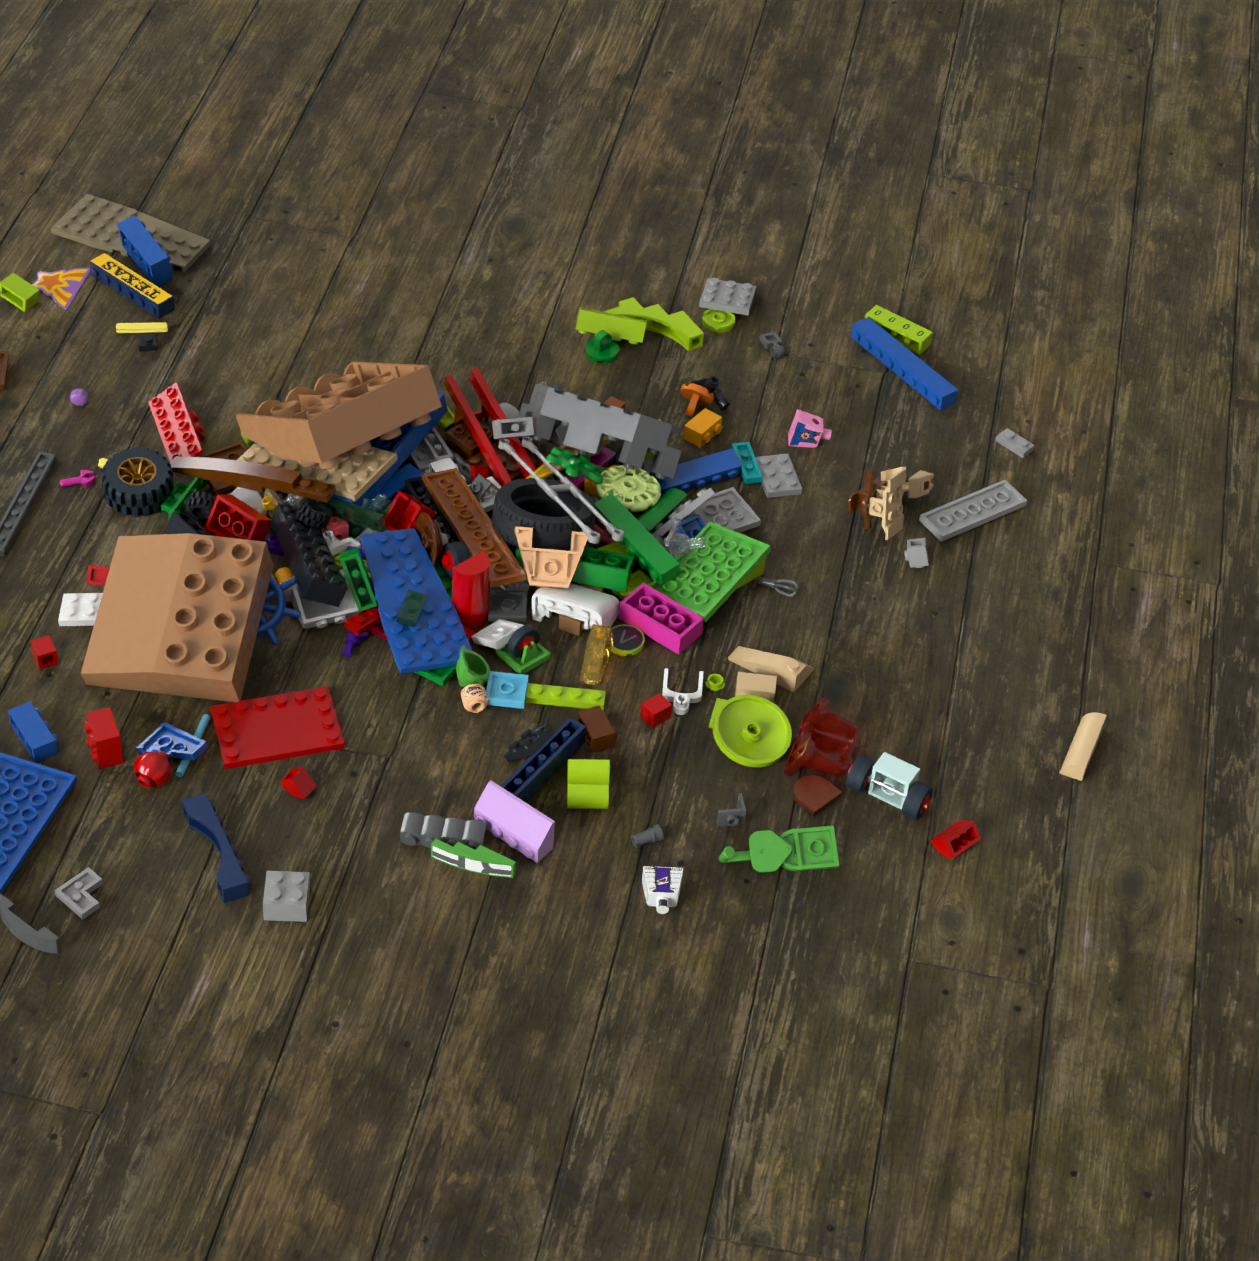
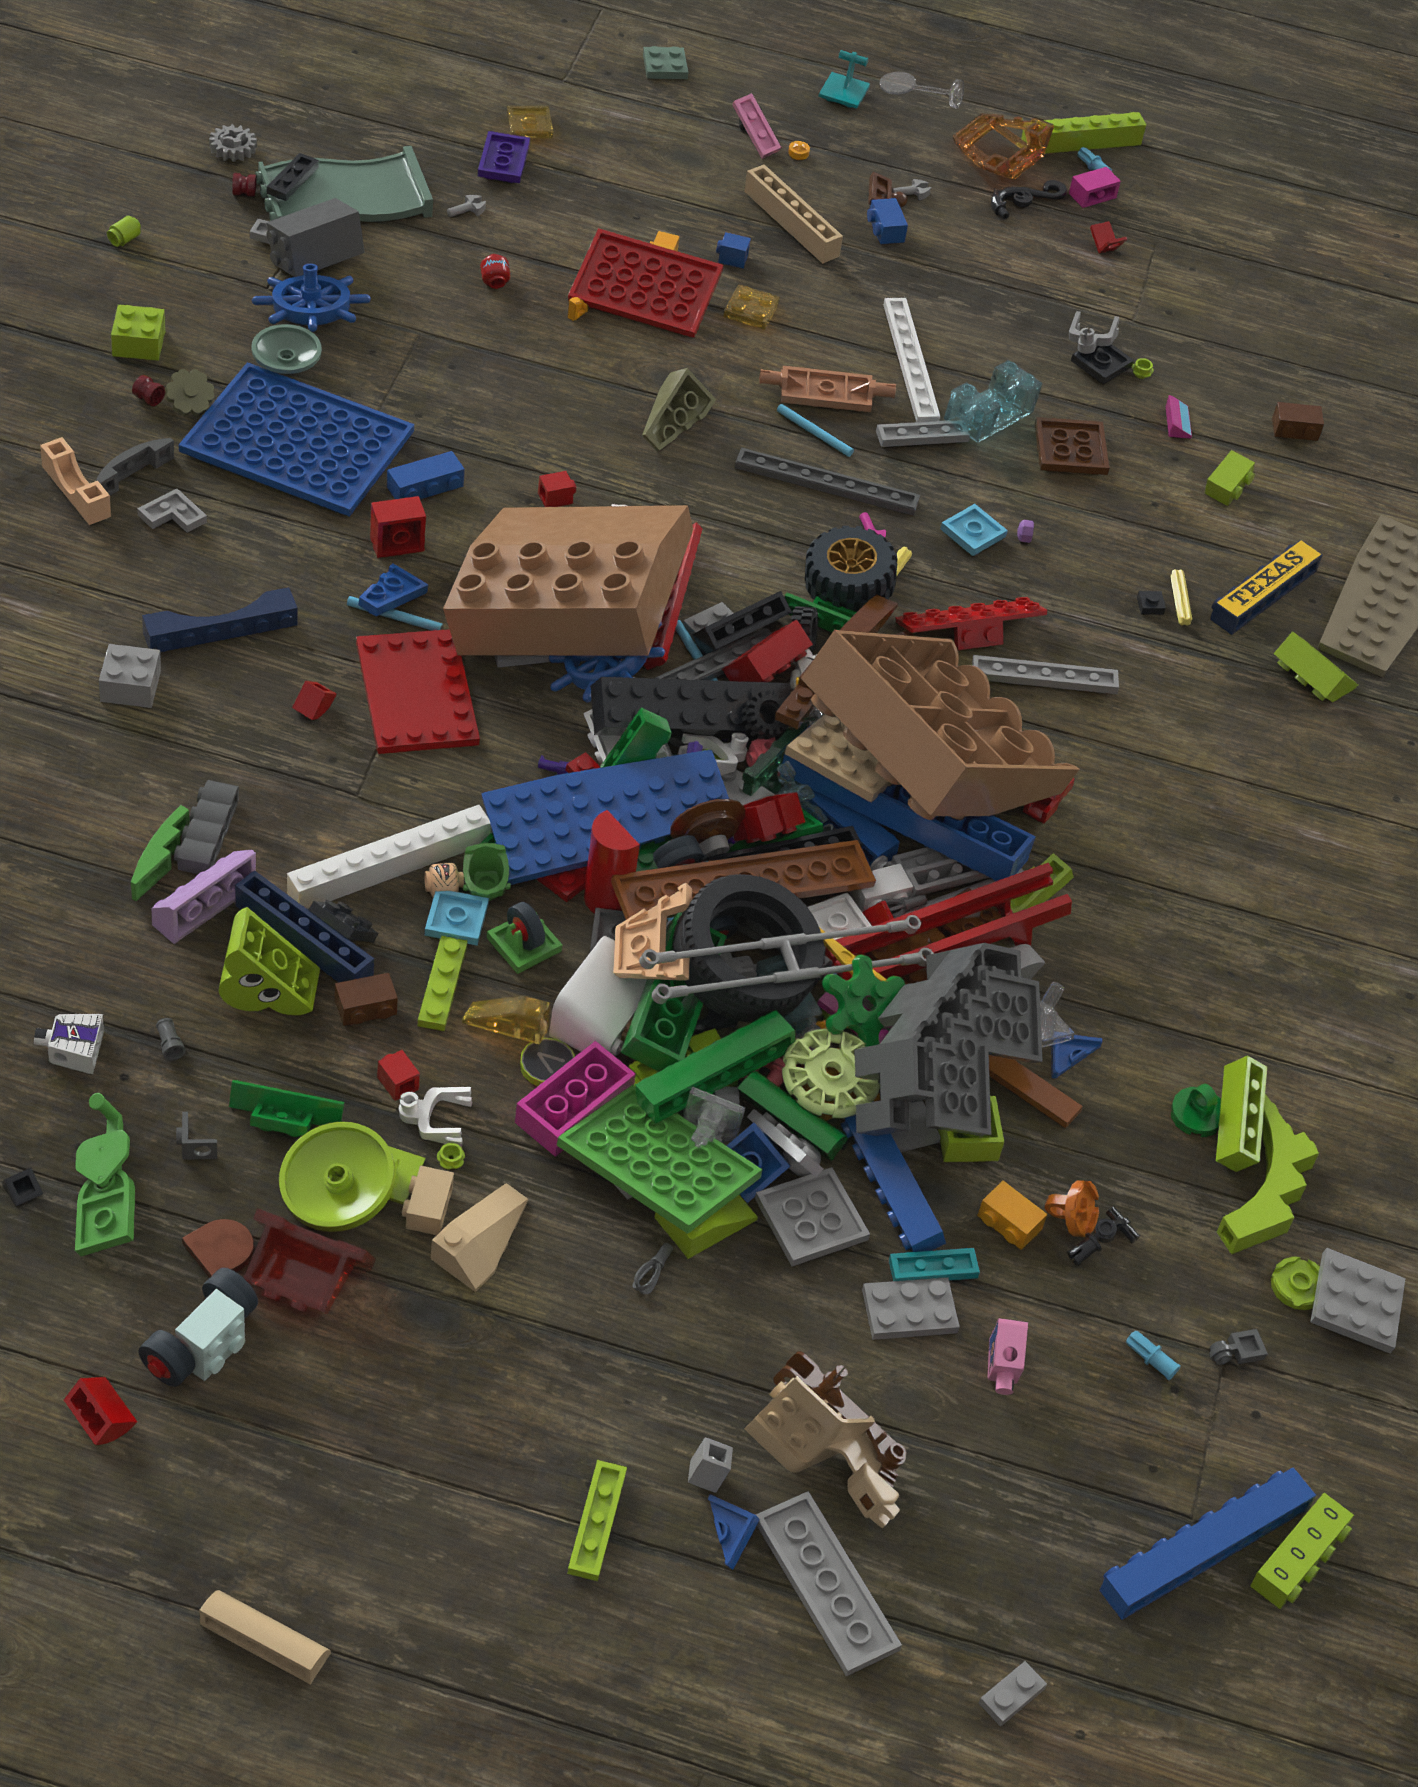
camera: 90 degrees right, 5 degrees up
(61, 284) = (1263, 525): sticker -> none
(74, 946) = (61, 465): none -> light nougat arch
(77, 424) = (973, 529): none -> medium azure plate
(145, 251) = (1323, 588): blue brick -> none
(153, 769) = (345, 567): red plant -> none
(213, 269) = (1313, 668): none -> lime slope
(229, 395) = (1048, 674): none -> light grey plate
(411, 608) = (574, 796): clear green plate -> none
(459, 726) = (388, 857): none -> white brick
(481, 486) = (837, 904): dark grey bracket -> none
(496, 634) = (558, 912): white plate -> none
(513, 427) = (934, 924): light grey slope -> none
(701, 767) = (283, 1109): none -> green bracket
(785, 377) = (1152, 1354): none -> medium azure axle
(788, 905) = (22, 1187): none -> black slope
(950, 548) = (733, 1528): none -> blue tile
(963, 604) = (597, 1520): none -> lime plate

